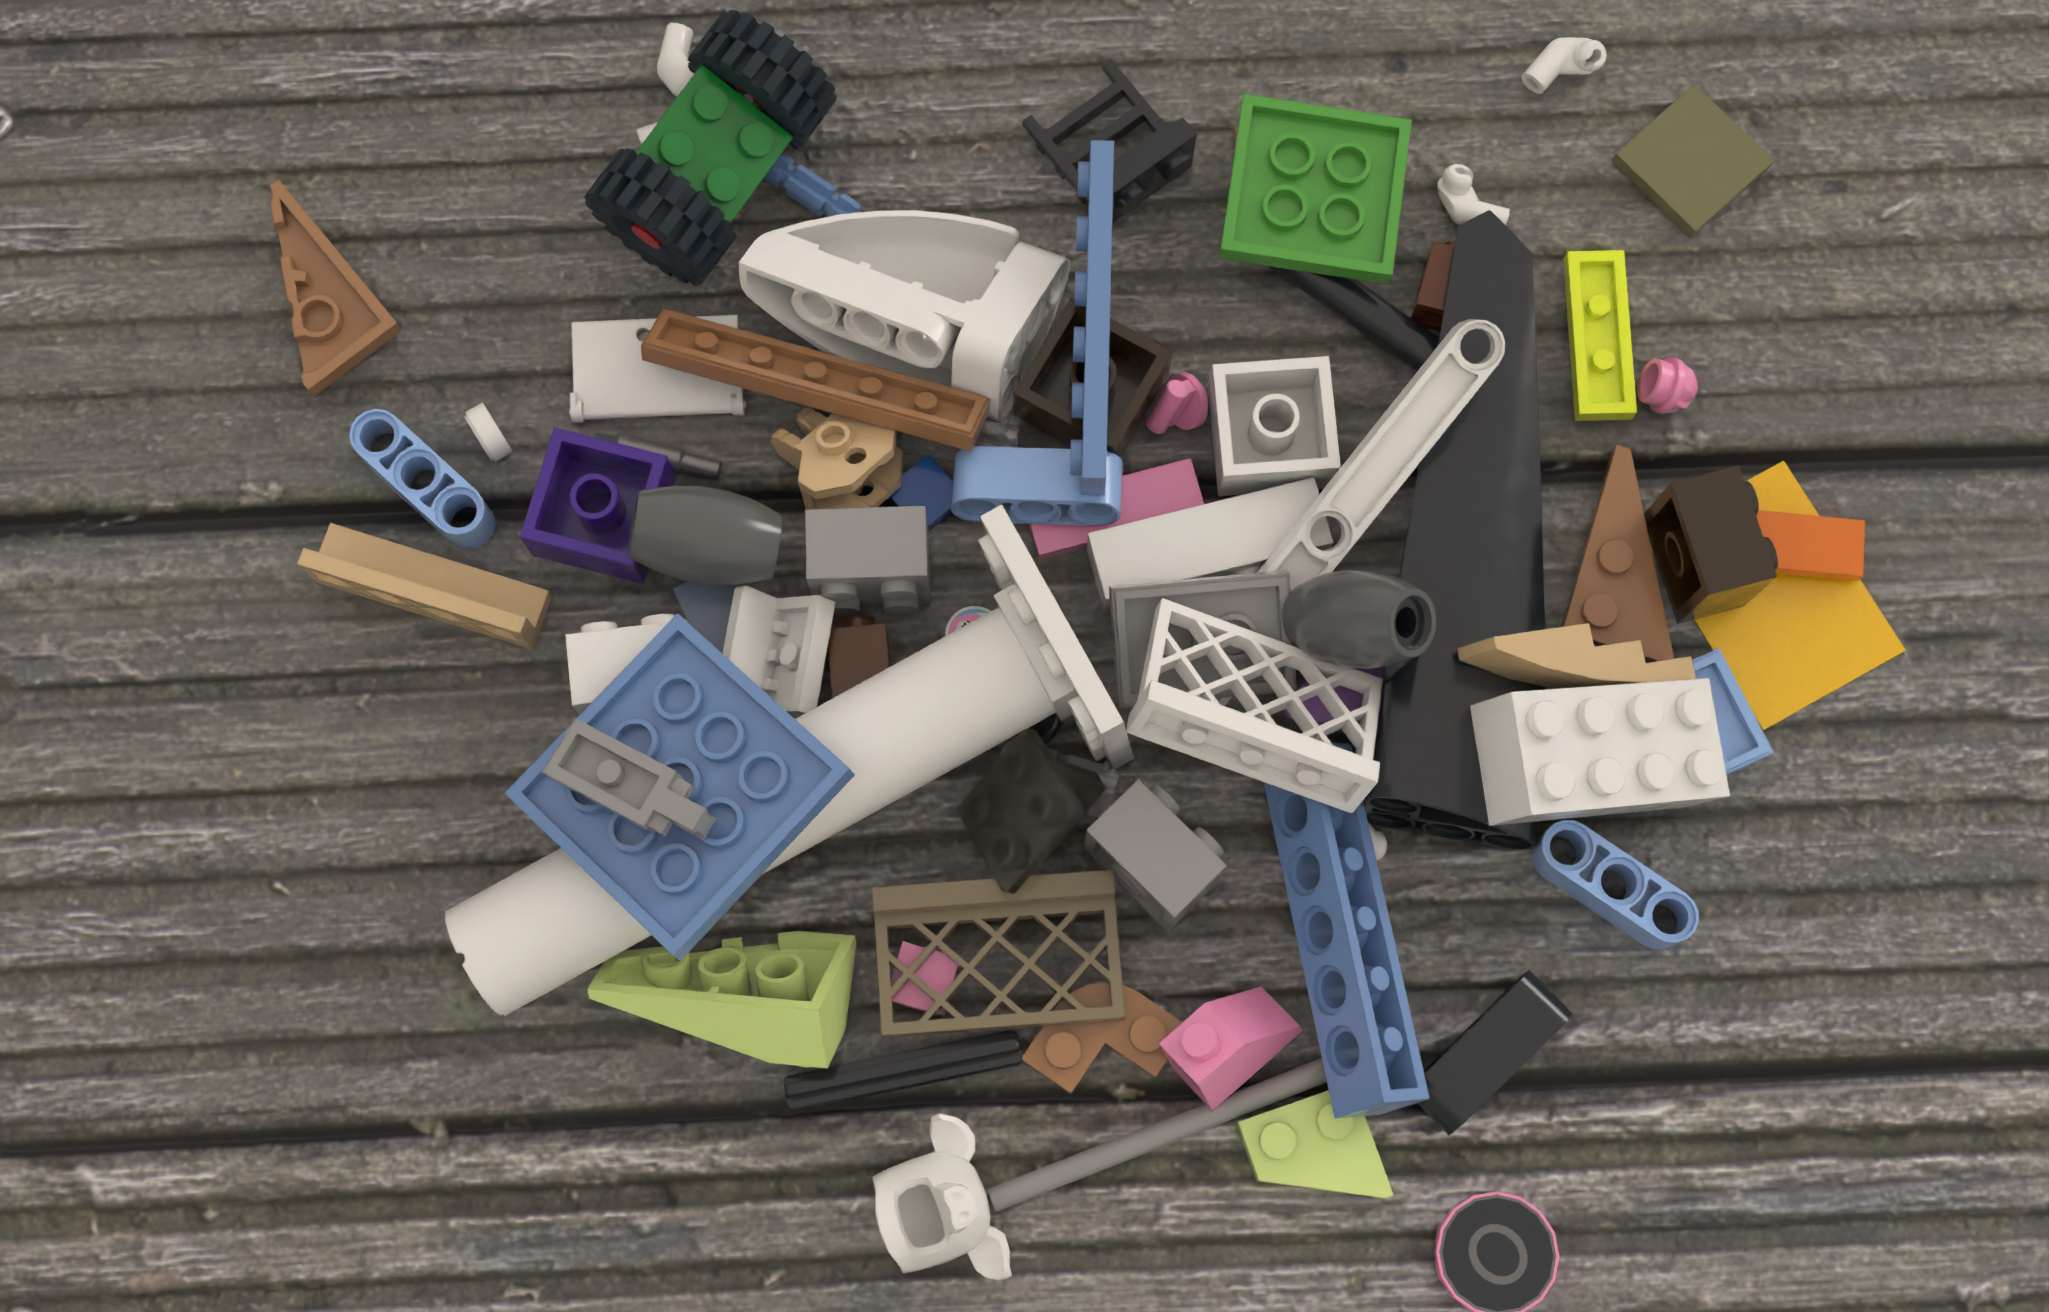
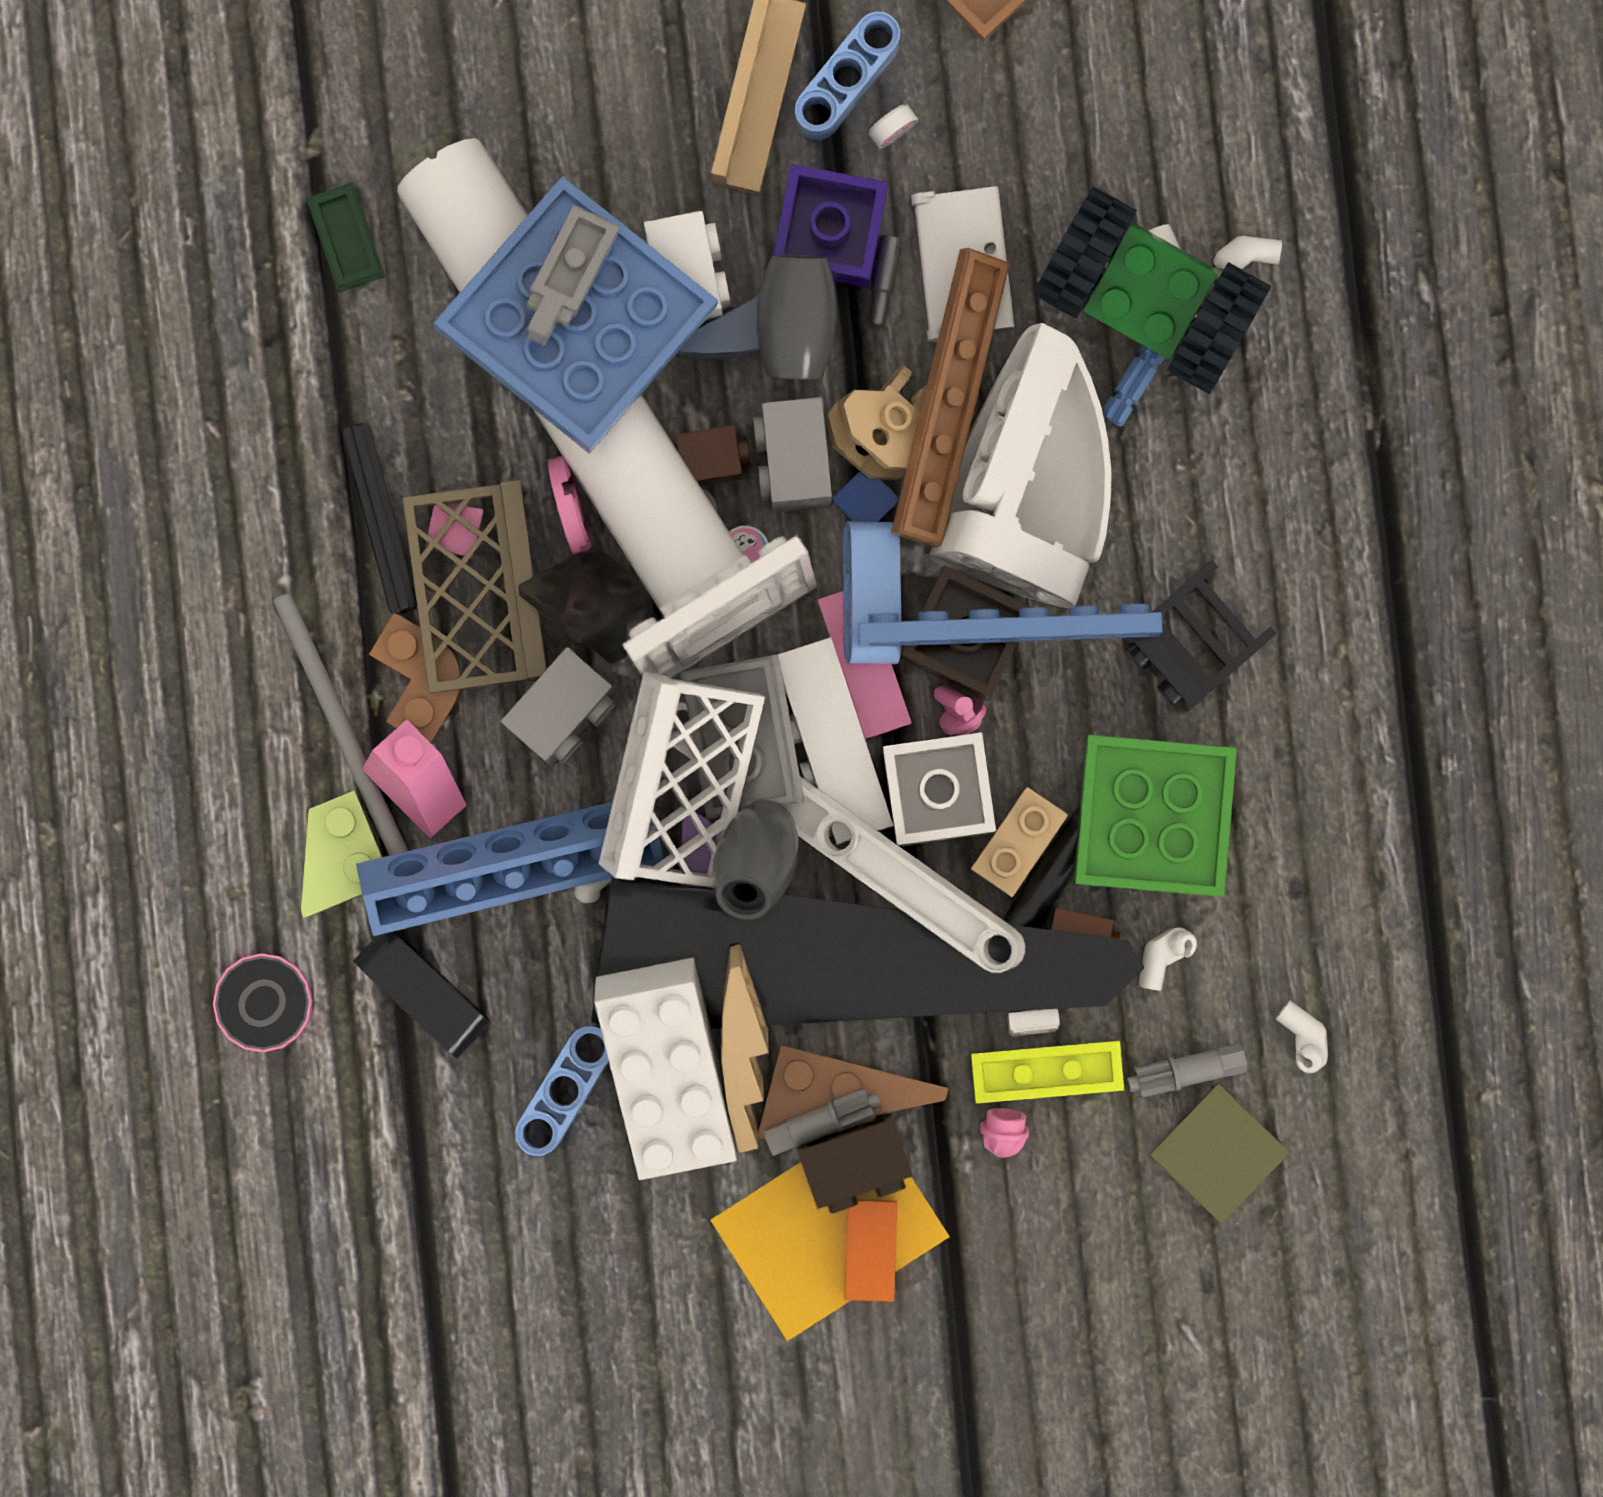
camera: 90 degrees right, 10 degrees up
(550, 1092) = (345, 237): none -> dark green tile
(761, 1000) = (429, 394): yellowish green wedge -> none
(781, 644) = (709, 385): white bracket -> none
(908, 828) = (569, 505): none -> bright pink tile
(938, 1207) = (269, 552): white piece -> none
(1357, 349) = (1018, 842): none -> tan brick
(1546, 344) = (1033, 1022): none -> white tile
(1600, 187) = (1188, 1070): none -> light grey piece
(1658, 583) = (823, 1121): none -> light grey piece
(1737, 726) = (711, 1187): light blue tile -> none

